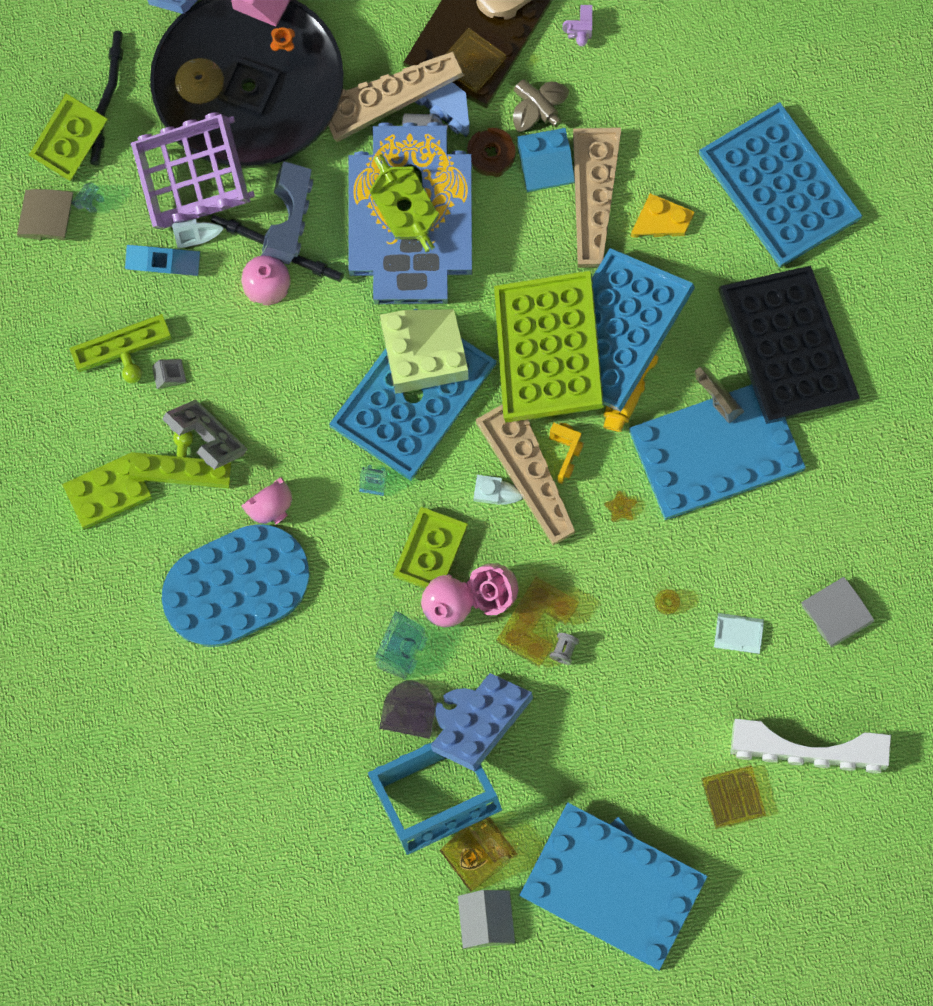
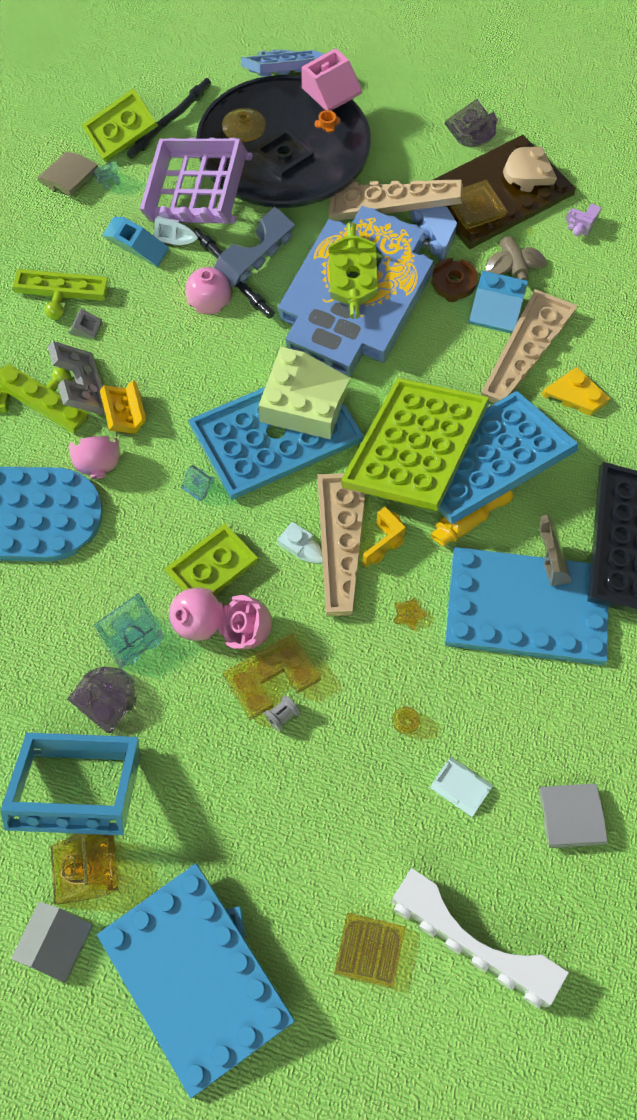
camera: 25 degrees right, 10 degrees down
(263, 441) = (123, 408): none -> yellow bracket
(478, 719) = (157, 737): medium blue plate -> none

